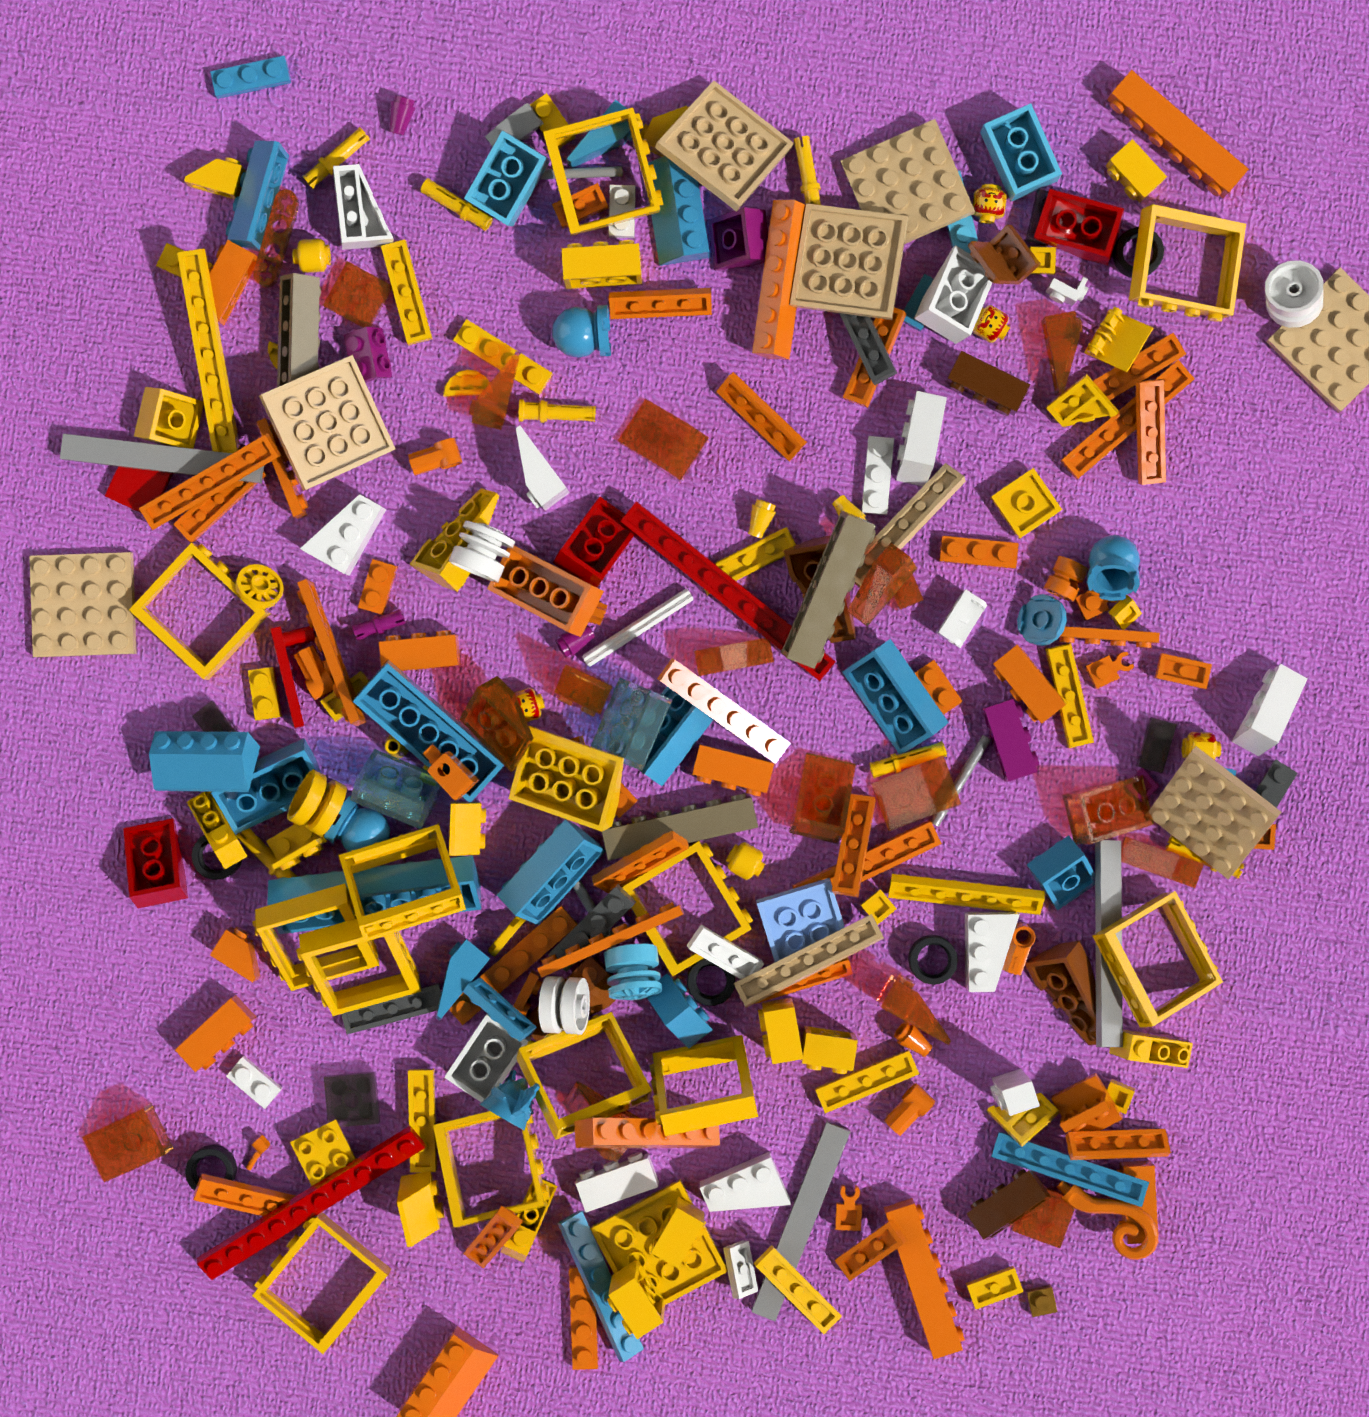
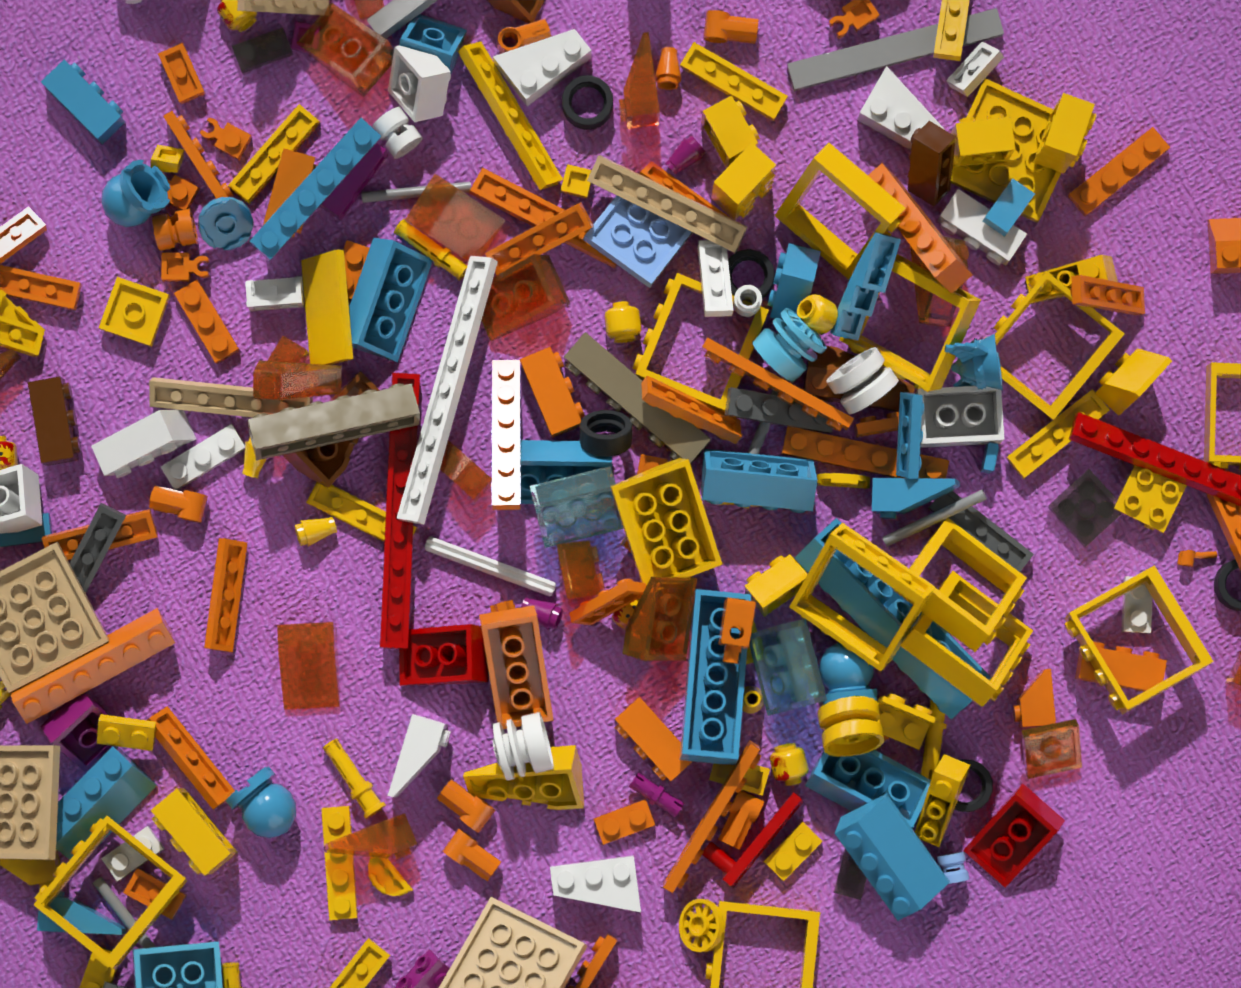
camera: 130 degrees left, 5 degrees down
(165, 801) = (953, 861): none -> light blue wheel
(195, 938) = (1051, 748): none -> clear orange plate
(215, 1101) = (1174, 616): none -> yellow window
(328, 738) = (789, 763): none -> yellow head
(427, 982) = (934, 518): none -> light grey bar
(441, 1056) = (989, 458): none -> dark azure tile
(468, 481) = (471, 809): none -> orange piece
(543, 693) = (607, 602): none -> orange plate
(597, 1281) = (1081, 177): dark azure plate -> none
(615, 1214) = (1008, 207): none -> dark azure tile
(633, 1061) = (865, 284): none -> dark azure slope
(639, 1010) = (818, 313): none -> yellow head
(661, 777) = (606, 422): none -> black tyre
(687, 973) = (747, 292): none -> white brick
(690, 1181) = (931, 163): none -> reddish brown brick
(712, 268) = (126, 732): none -> yellow plate
(791, 692) = (447, 390): none -> white plate
(837, 1002) = (685, 155): none -> magenta cone
(851, 435) = (185, 504): none -> orange piece
(919, 648) = (327, 308): none -> yellow tile
(1015, 705) = (315, 189): none -> dark azure brick
(1024, 799) = (390, 126): none -> white wheel
(1035, 561) = (179, 266): none -> orange plate
(1040, 843) = (419, 83): none -> white slope
(1216, 582) = (84, 100): none -> dark azure brick

